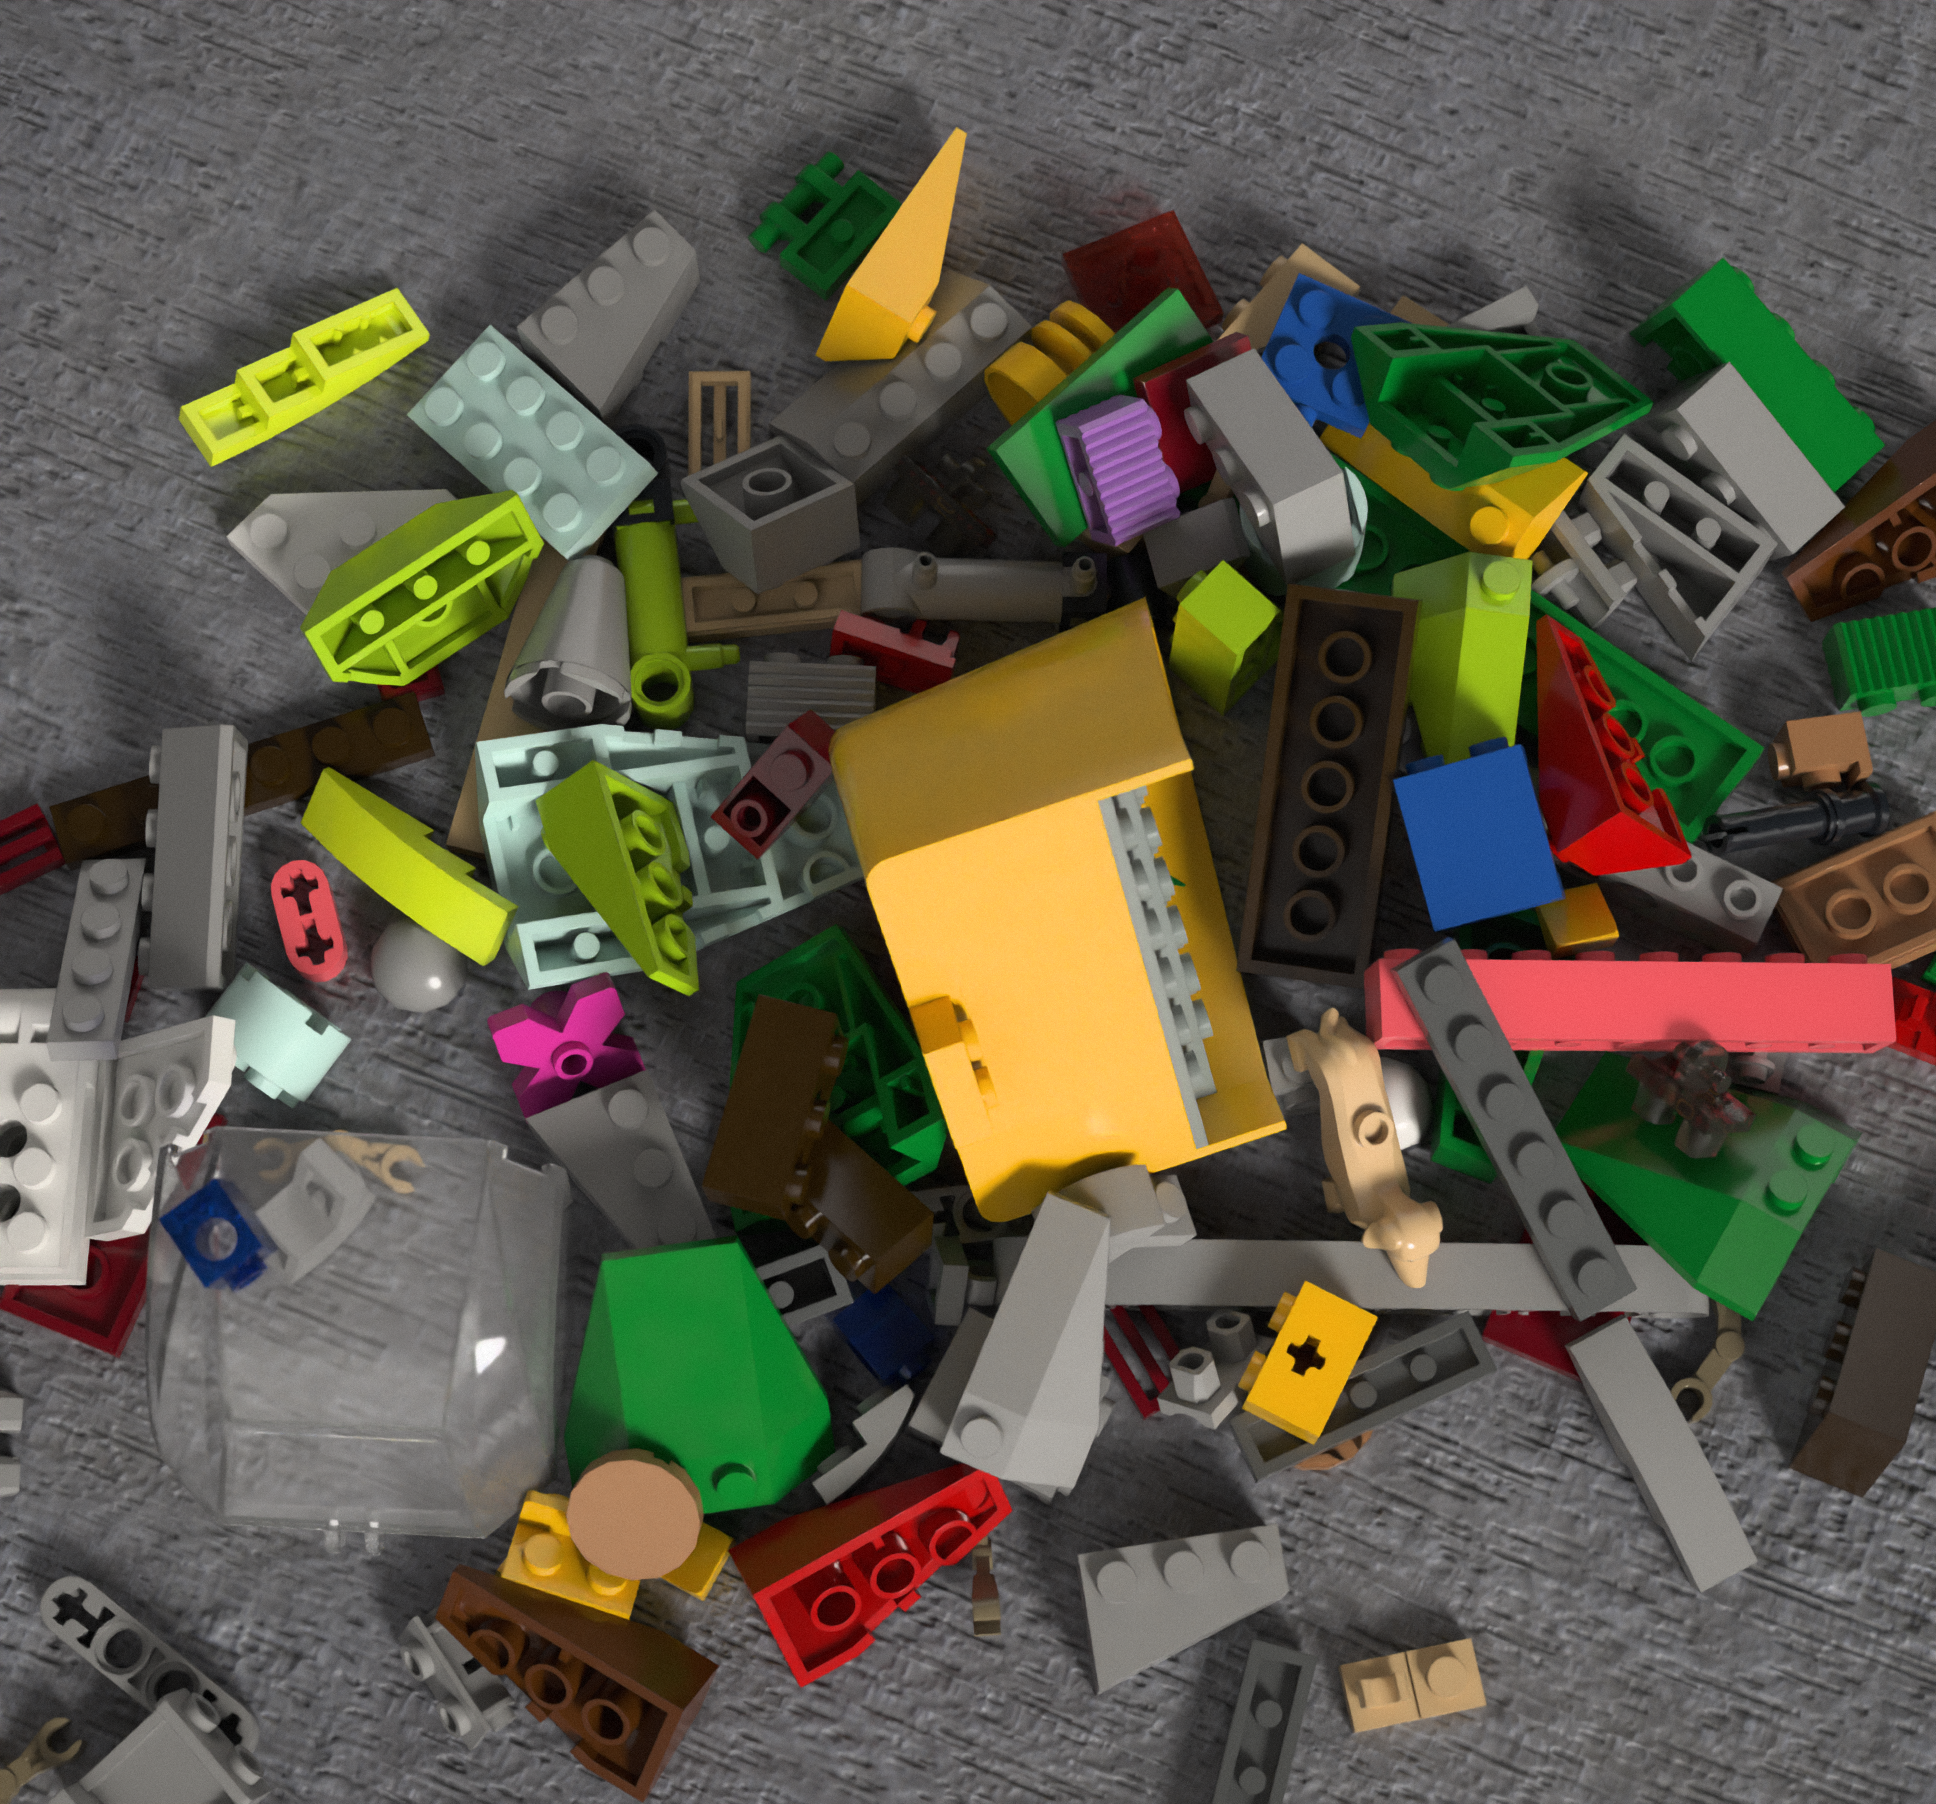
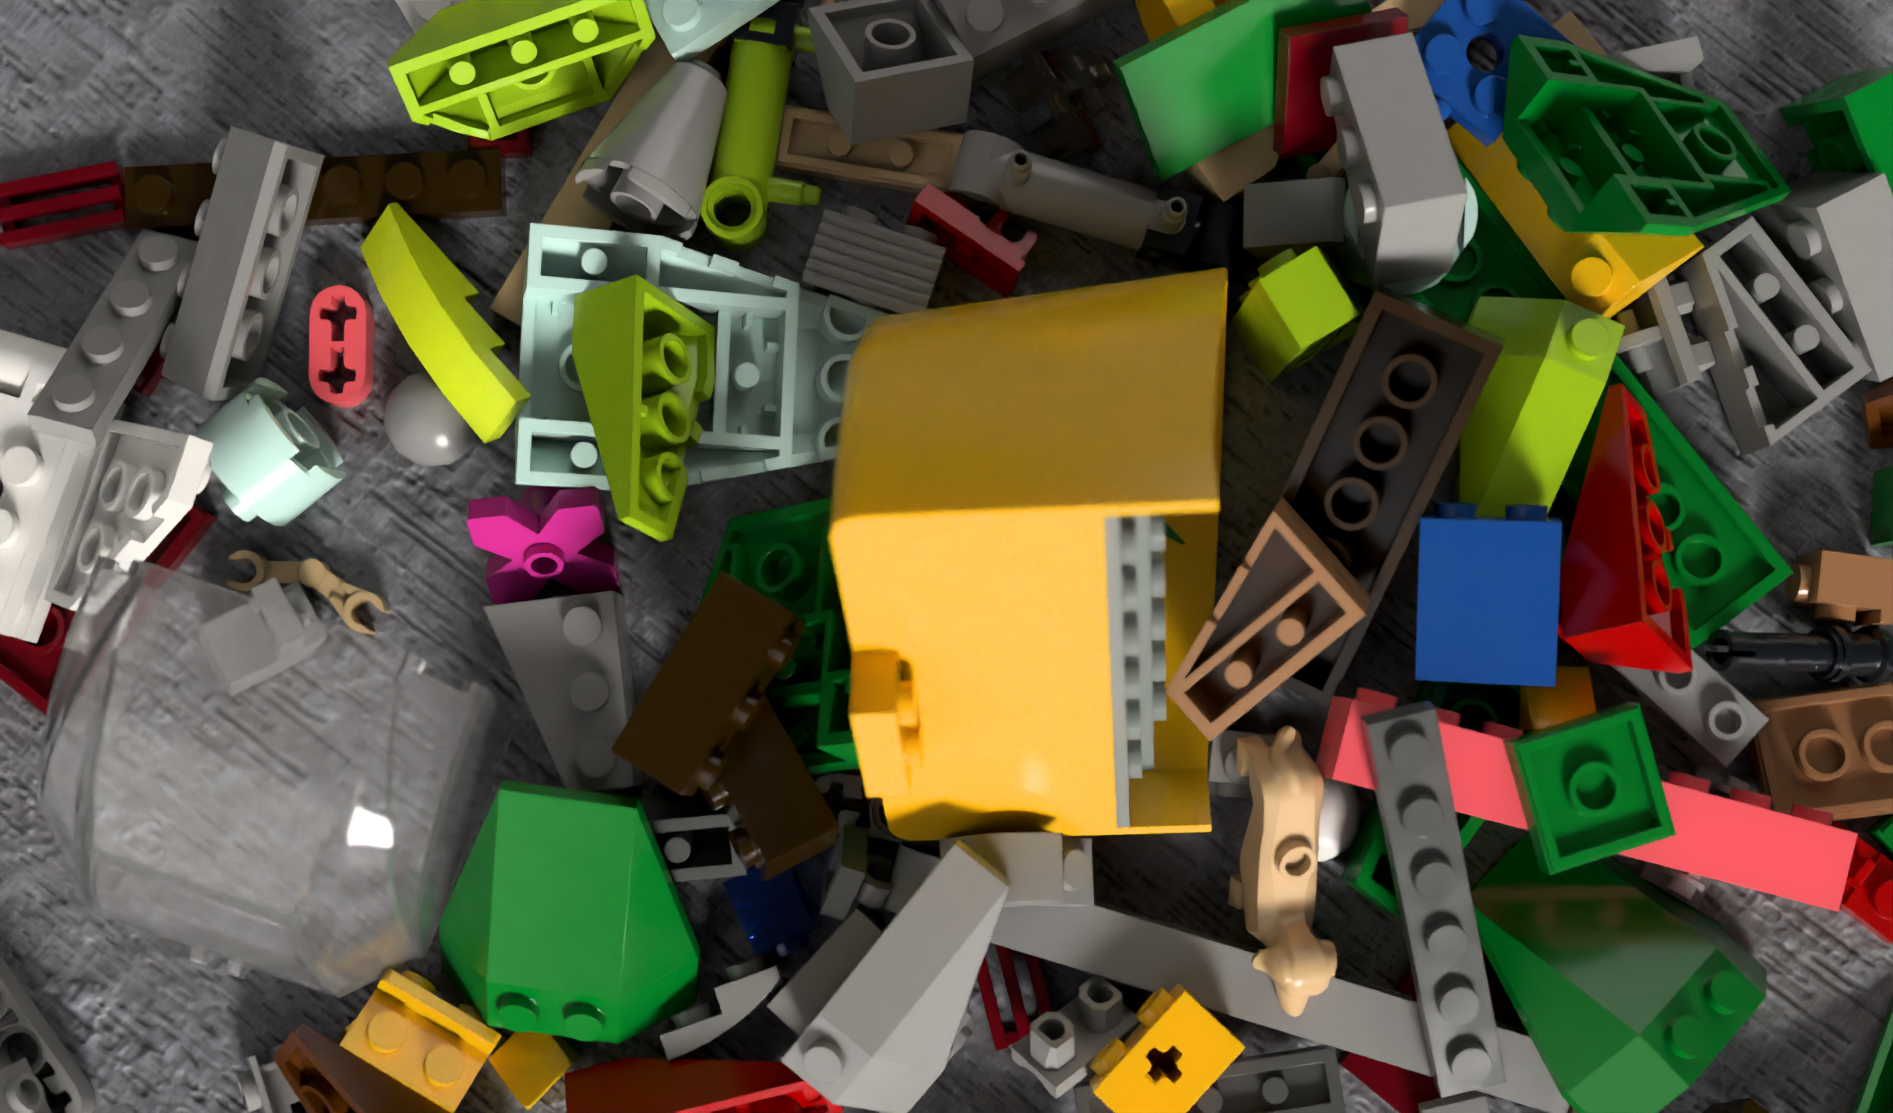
camera: 15 degrees right, 10 degrees up
(190, 1230) = (76, 674): clear blue brick -> none
(634, 1514) = (477, 1027): medium nougat tile -> none
(779, 785) = (816, 343): dark red slope -> none
(1119, 469) = (1239, 117): medium lavender brick -> none
(1278, 916) = (1268, 624): none -> medium nougat wedge
(1623, 982) = (1589, 787): none -> green tile
(1695, 1087) = (1626, 911): clear smoke hips -> none

